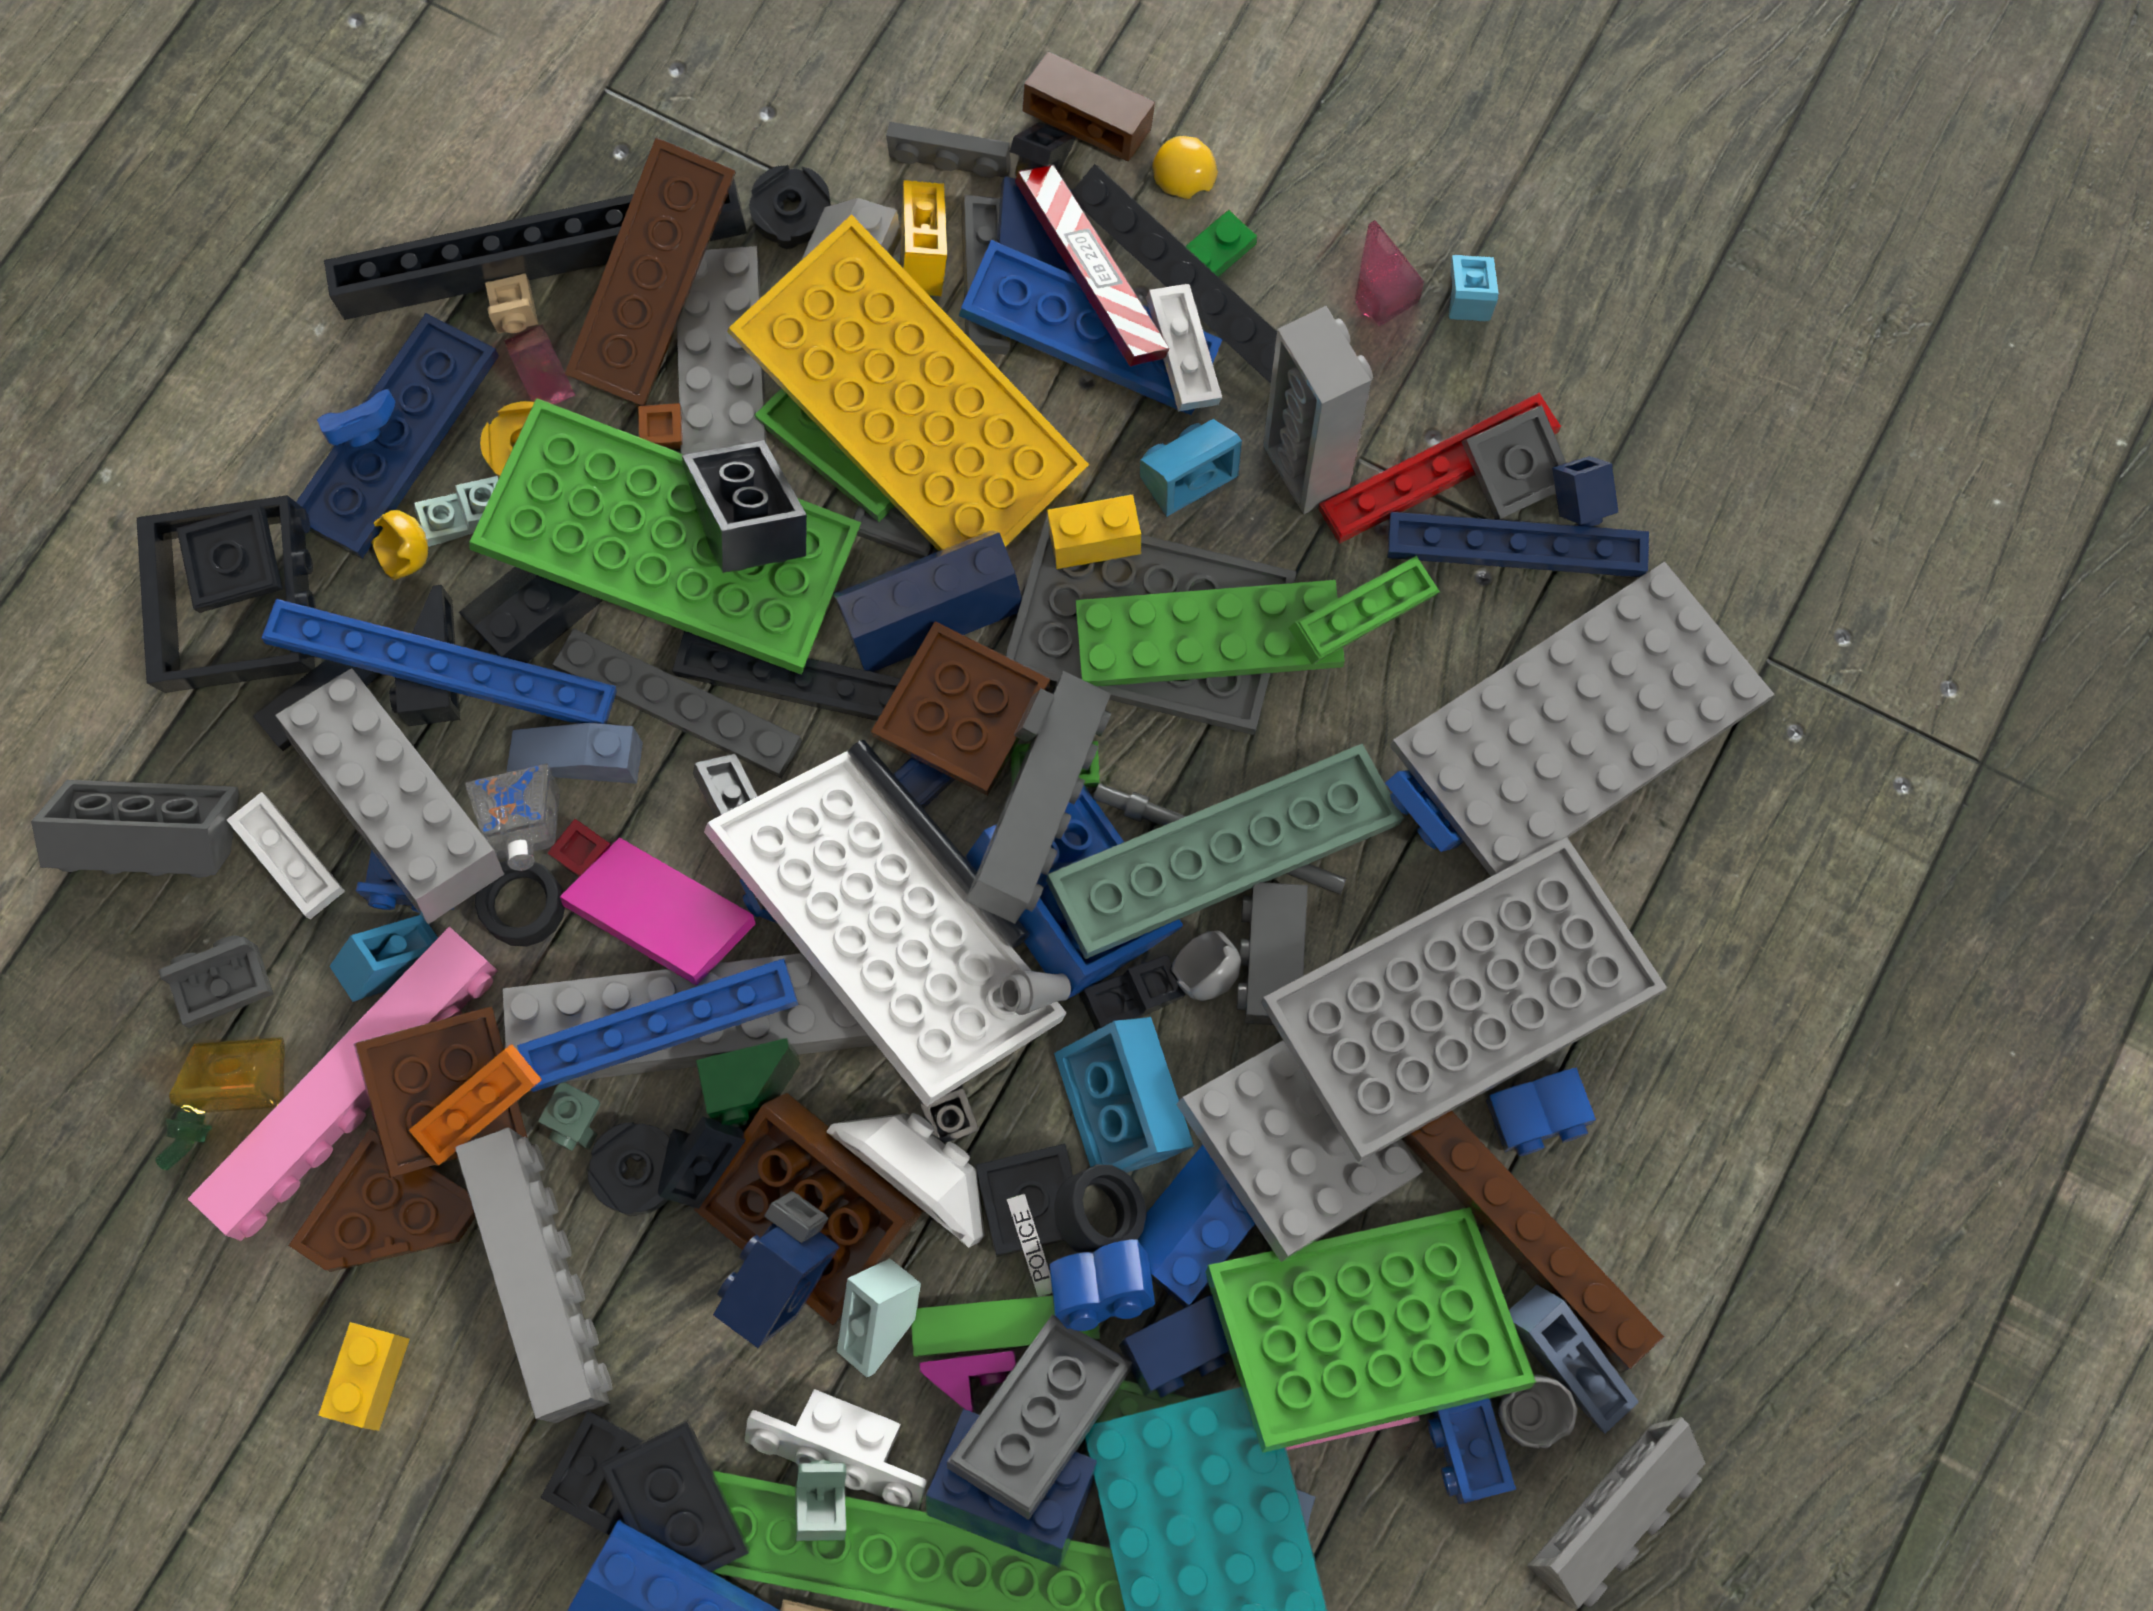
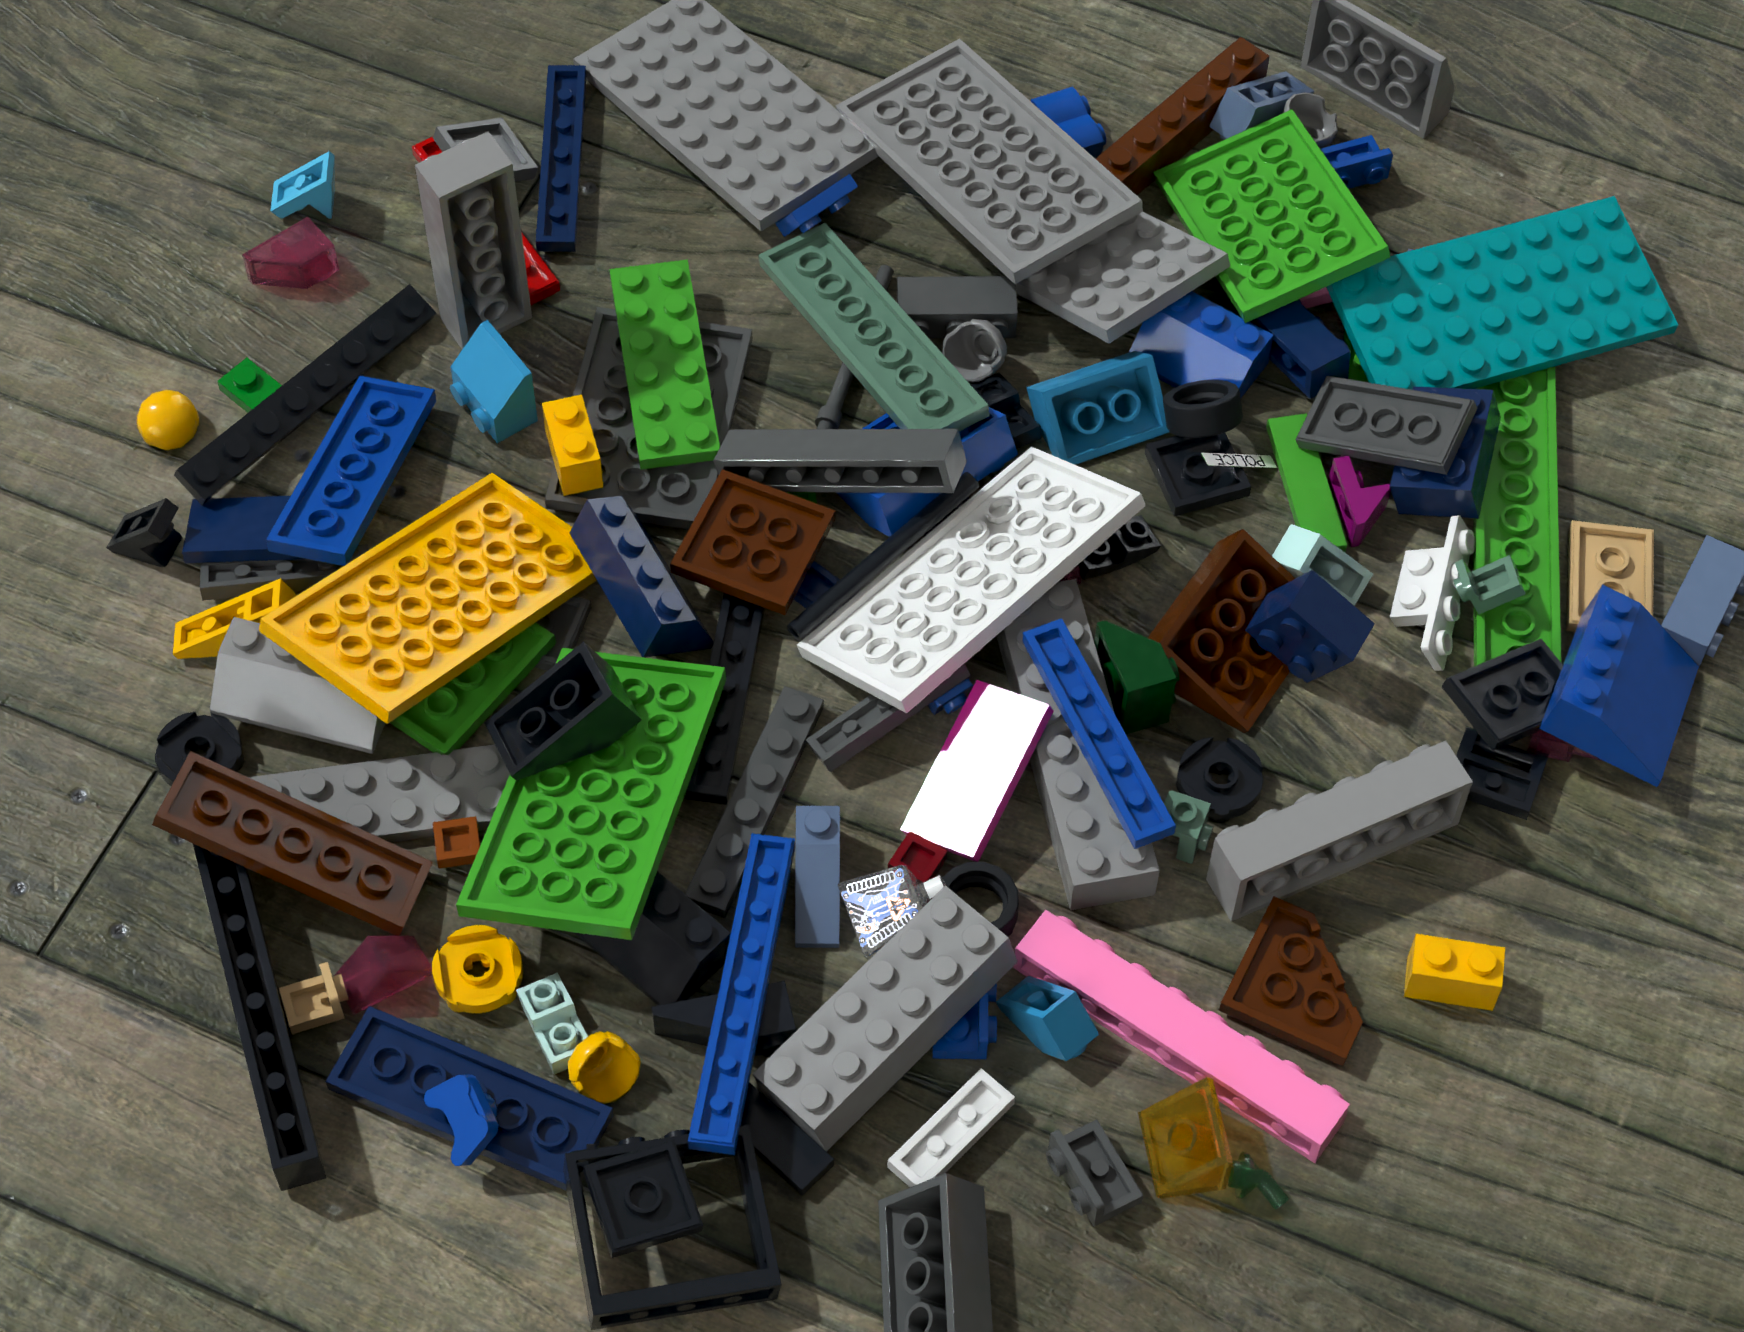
camera: 100 degrees left, 15 degrees down
(417, 1070) = (1179, 932): reddish brown plate -> none
(475, 1104) = (1198, 870): orange plate -> none
(698, 1160) = (1215, 716): black slope -> none
(796, 1216) = (1251, 614): dark grey tile -> none
(920, 1168) = (1183, 547): white wedge -> none
(948, 150) = (142, 614): dark grey plate -> none
(1031, 990) = (1022, 458): light grey cone -> none
(1034, 715) = (765, 466): dark grey tile -> none
(1088, 106) = (98, 496): brick -> none
(1092, 265) = (288, 465): tile -> none
(1102, 1285) = (1268, 392): blue brick -> none
(1188, 357) = (377, 390): white plate -> none
(1363, 610) = (637, 247): bright green tile -> none
(1585, 491) = (513, 103): dark blue brick -> none

